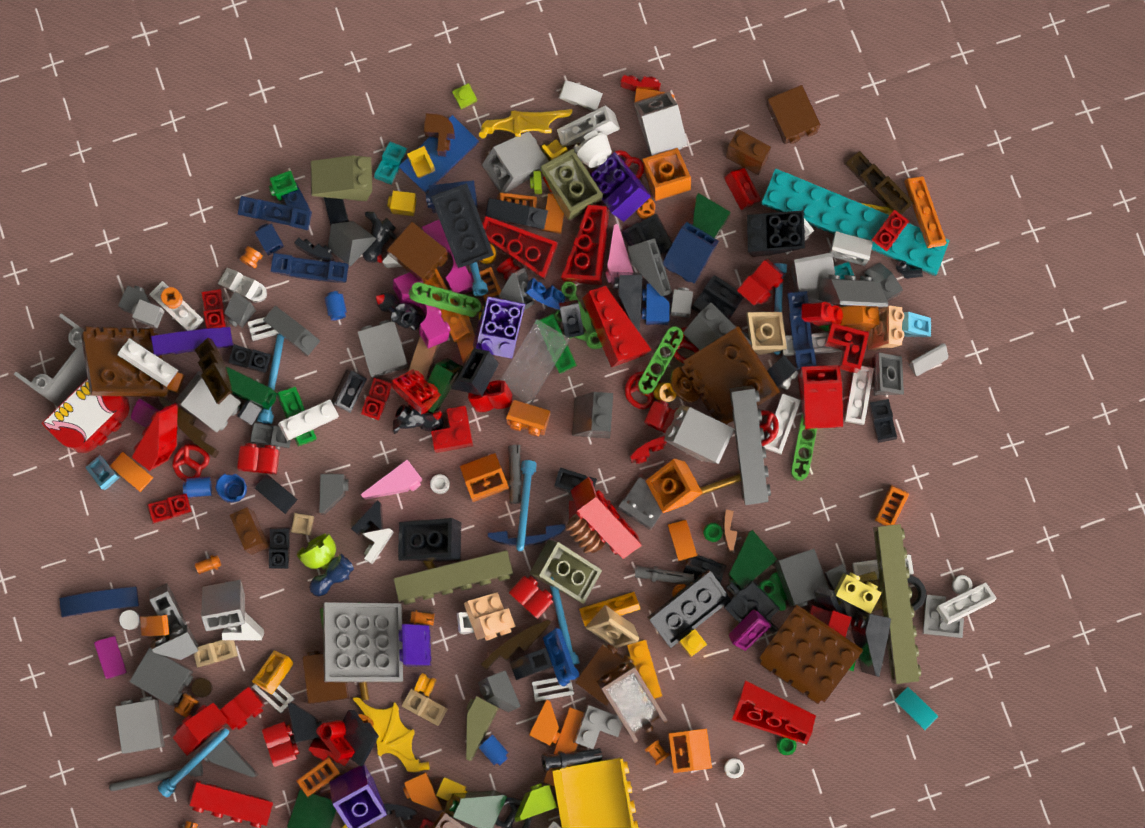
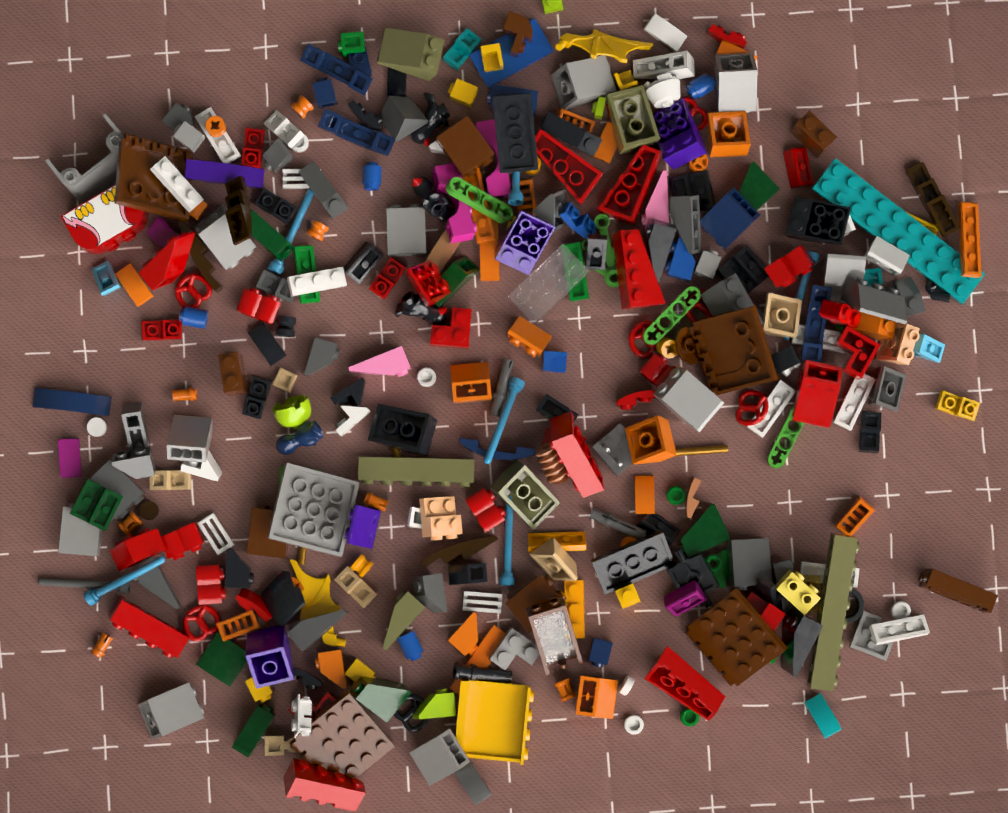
camera: 10 degrees right, 5 degrees up
(147, 695) = (96, 505): none -> dark green slope
(154, 625) = (119, 439): orange slope -> none
(231, 488) = (225, 327): blue hair -> none
(249, 412) = (261, 258): slope -> none
(273, 672) = (220, 514): light orange slope -> none
(280, 783) = (200, 621): none -> red piece
(289, 471) = (288, 322): none -> black wheel
(296, 371) = (317, 230): none -> orange wheel
(332, 735) = (262, 590): red plate -> none
(390, 762) = (310, 630): none -> dark grey slope
(475, 372) = (489, 280): black slope -> none
(495, 396) = (497, 306): red brick -> none
(507, 268) = (548, 185): red wheel -> none
(560, 435) = (554, 361): none -> blue panel
(560, 657) = (497, 575): blue plate -> none
(593, 415) = (591, 351): dark grey slope -> none
(628, 136) = (700, 86): none -> blue brick
(681, 706) = (600, 652): none -> dark blue brick
(716, 731) = (626, 685): none -> white tile
(748, 444) = (733, 421): brick -> none
(793, 115) = (868, 108): reddish brown brick -> none
(890, 230) = (929, 249): red slope -> none
(929, 359) = (932, 385): slope -> none
(959, 372) = (957, 405): none -> yellow slope
(1011, 549) = (957, 590): none -> reddish brown door

